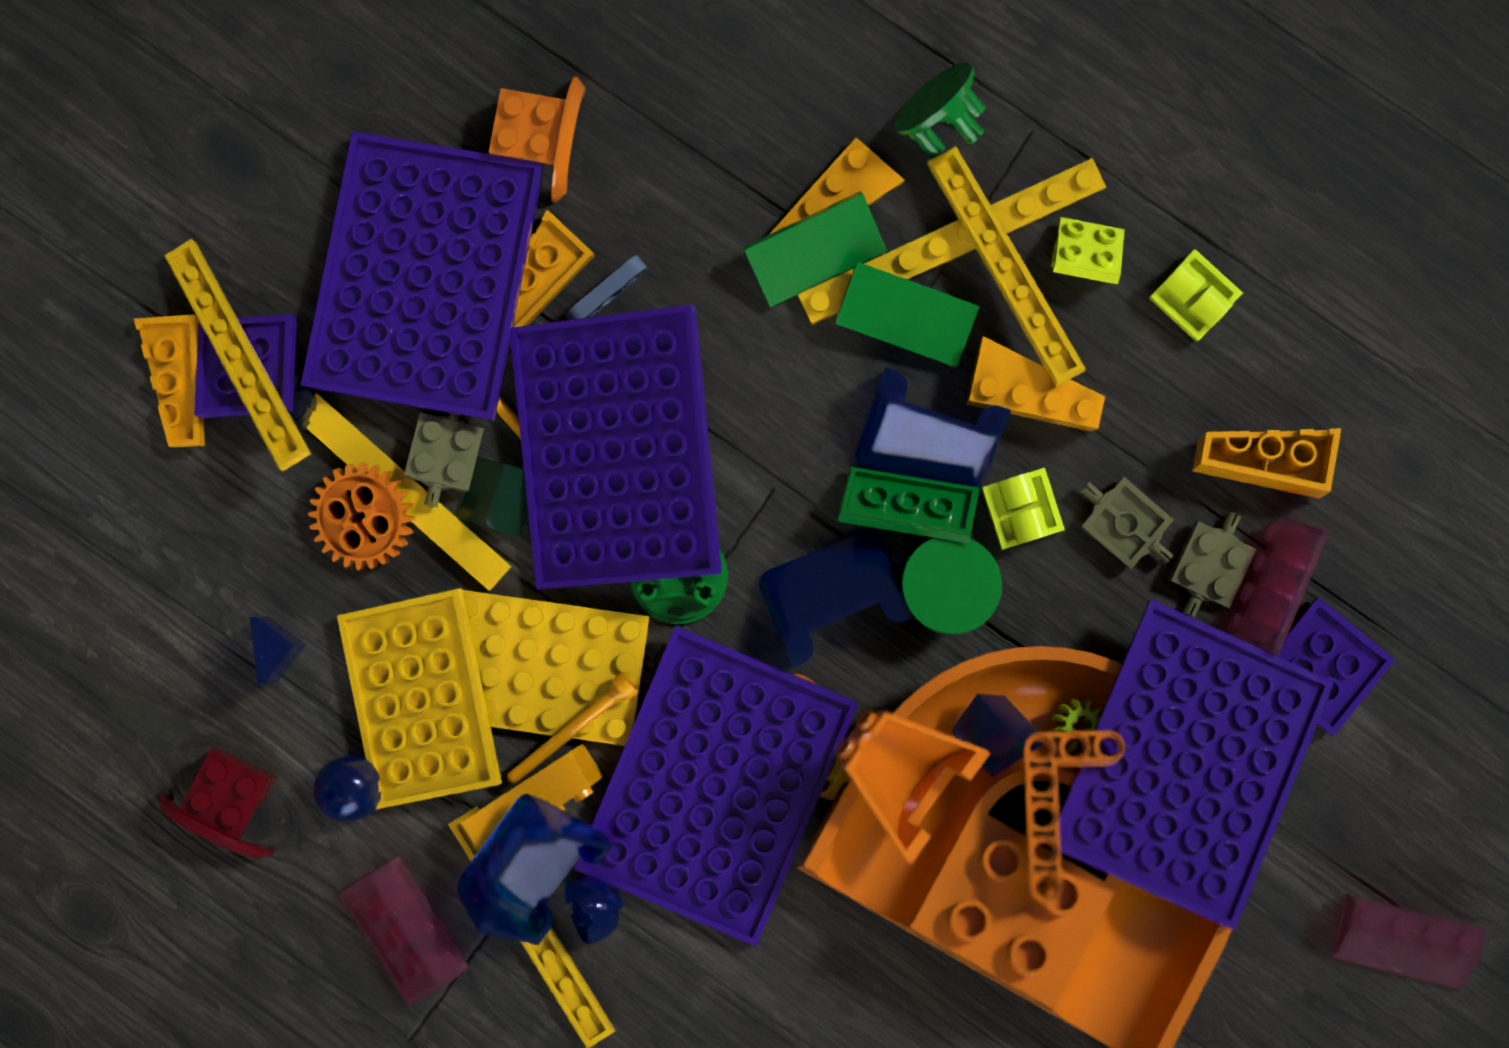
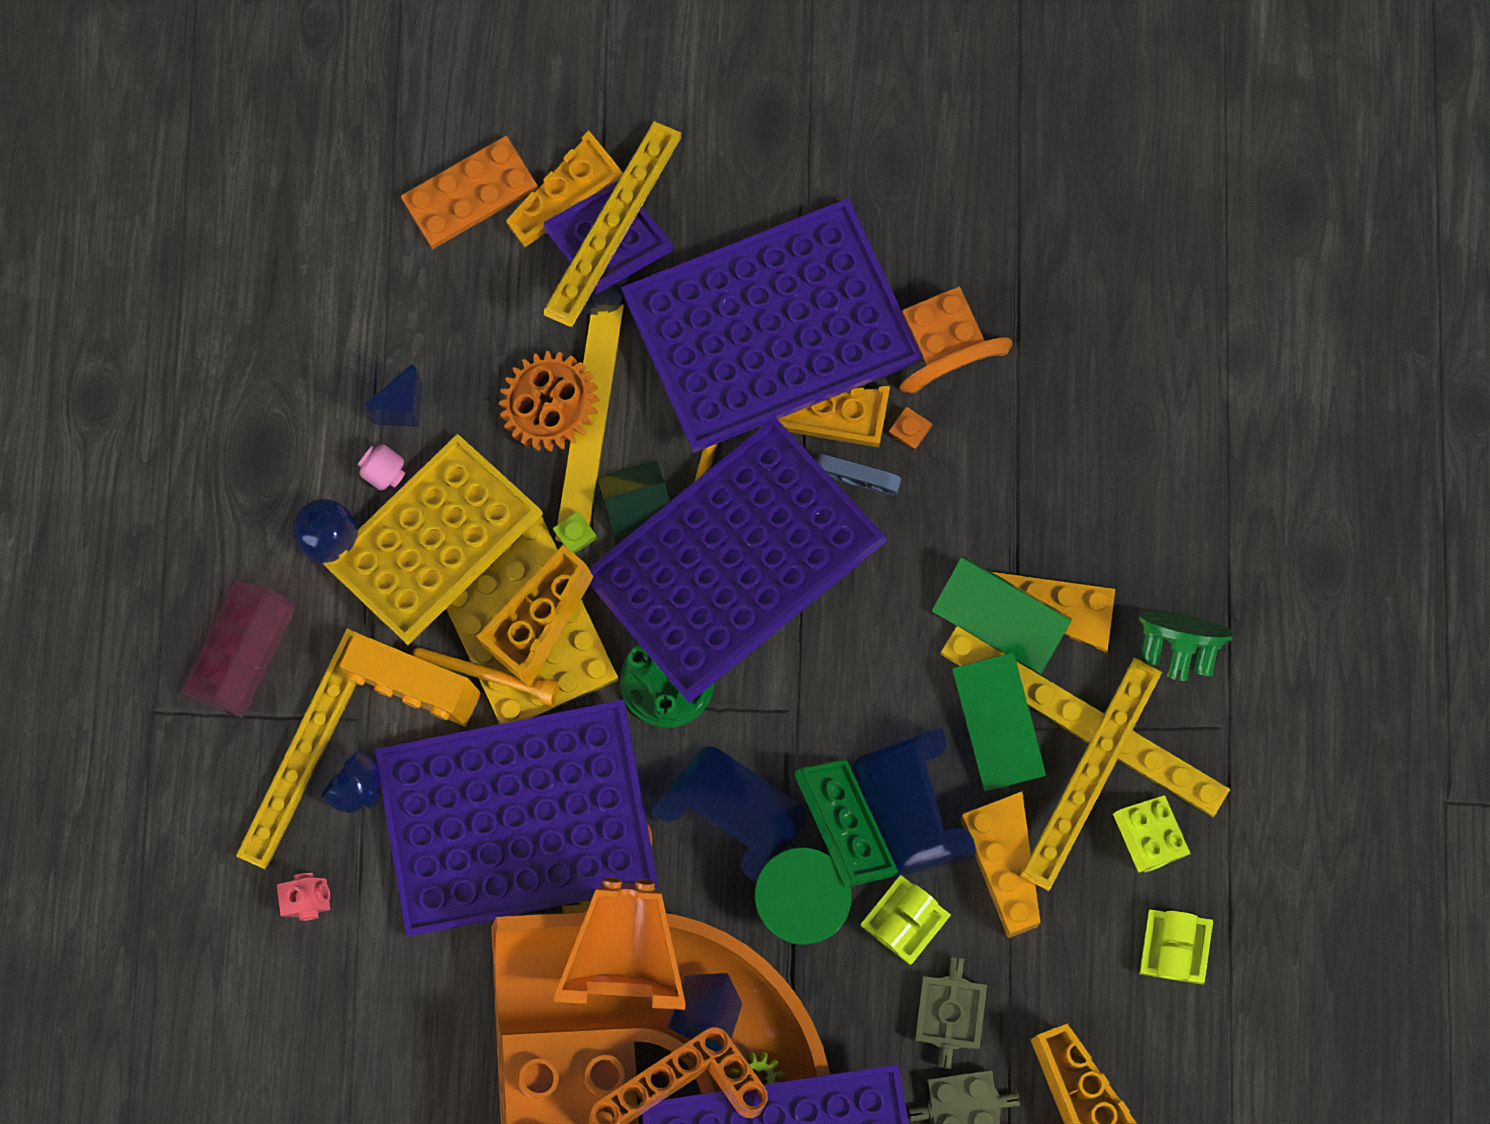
camera: 60 degrees right, 10 degrees down
(119, 461) = (469, 192): none -> orange plate
(223, 802) = (252, 442): dark red piece -> none
(322, 701) = (381, 467): none -> bright pink head
(443, 454) = (640, 432): olive plate -> none
(496, 570) = (575, 532): none -> lime plate
(523, 867) = (352, 705): clear blue windscreen -> none
(551, 653) = (536, 615): none -> light orange wedge
(596, 217) = (910, 429): none -> orange plate
(664, 1014) = (304, 897): none -> coral brick

